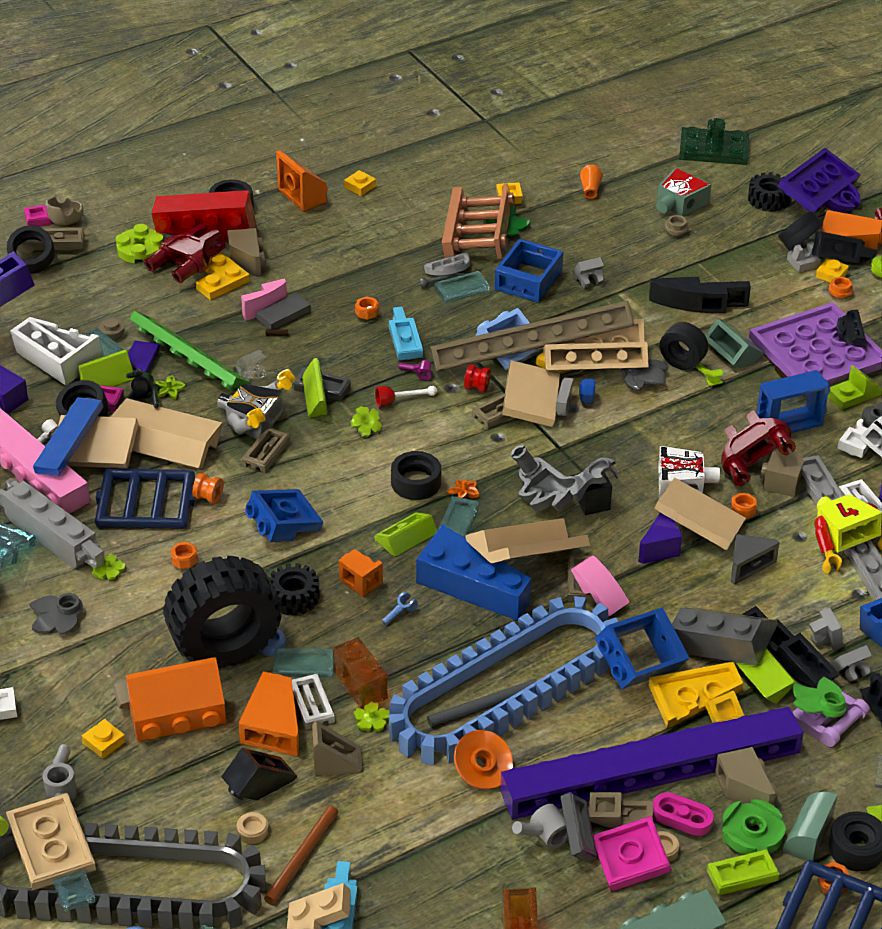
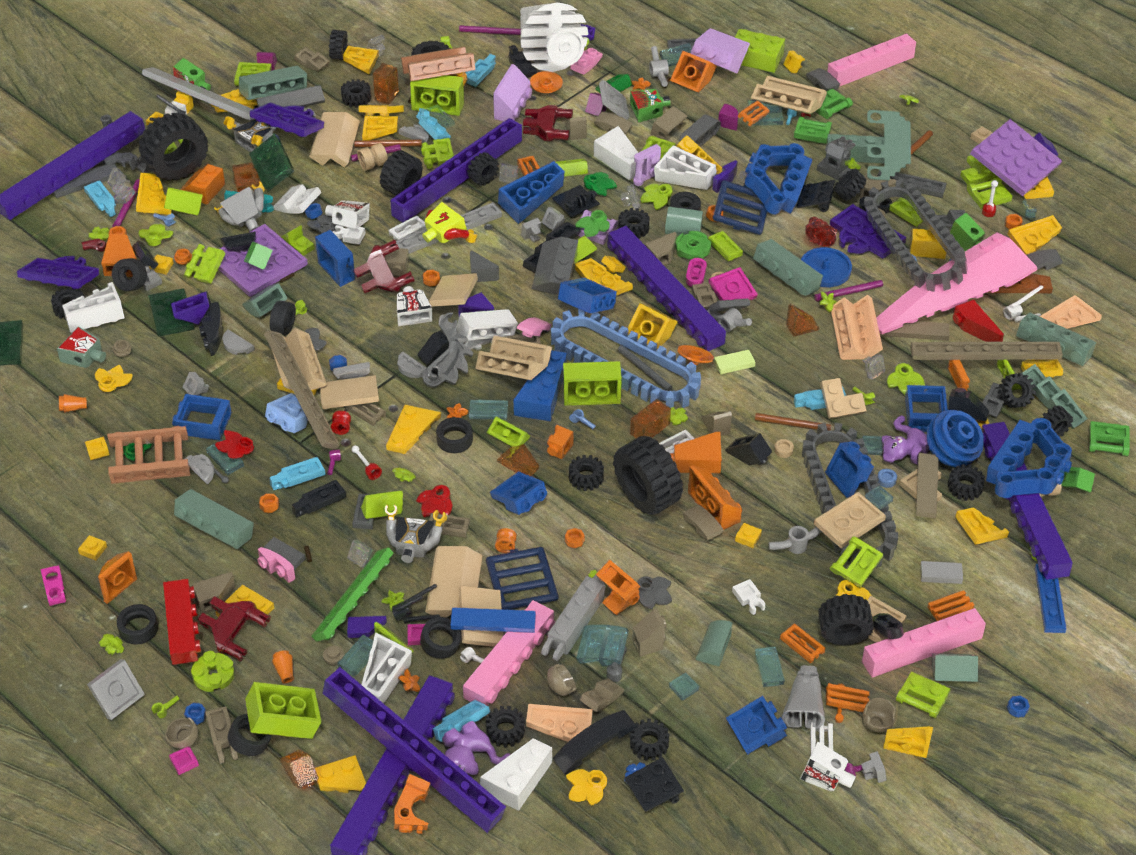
camera: 105 degrees left, 5 degrees up
(39, 377) = (410, 682): none -> orange plant
(44, 253) = (282, 710): none -> lime brick
(53, 547) = (624, 589): none -> orange tile
(90, 224) = (196, 712): none -> blue tile
(110, 208) = (159, 706): none -> lime hand
(115, 289) = (284, 665): none -> orange cone
(141, 169) = (115, 689): none -> light grey tile
(153, 870) = (849, 468): none -> blue plate
(210, 179) = (112, 644): none -> lime plant
(309, 443) = (432, 502): none -> red plate
(311, 149) = (54, 585): none -> dark pink leg
(344, 528) = (519, 459): none -> clear orange slope
(353, 258) = (213, 518): none -> sand green brick
(356, 347) = (319, 498): none -> black hinge
(451, 613) = (592, 383): none -> lime brick
(453, 443) = (409, 427): none -> yellow wing
(460, 815) = (734, 362): none -> yellowish green tile
(471, 288) = (235, 444): none -> red plate
(565, 723) = (652, 325): none -> yellow slope
(569, 460) = (409, 366): none -> light grey tile
(610, 529) = (482, 326): none -> white wedge
(626, 215) = (112, 379): none -> yellow plate
(661, 314) = (236, 344): none -> light grey tile
(718, 266) = (191, 308): none -> dark purple slope
(738, 266) = (163, 313): none -> clear green plate
(746, 205) = (94, 310): none -> white wedge
(812, 333) = (258, 255): none -> panel
(815, 297) = (208, 266): none -> lime plate
(828, 748) = (635, 216): none -> black tyre

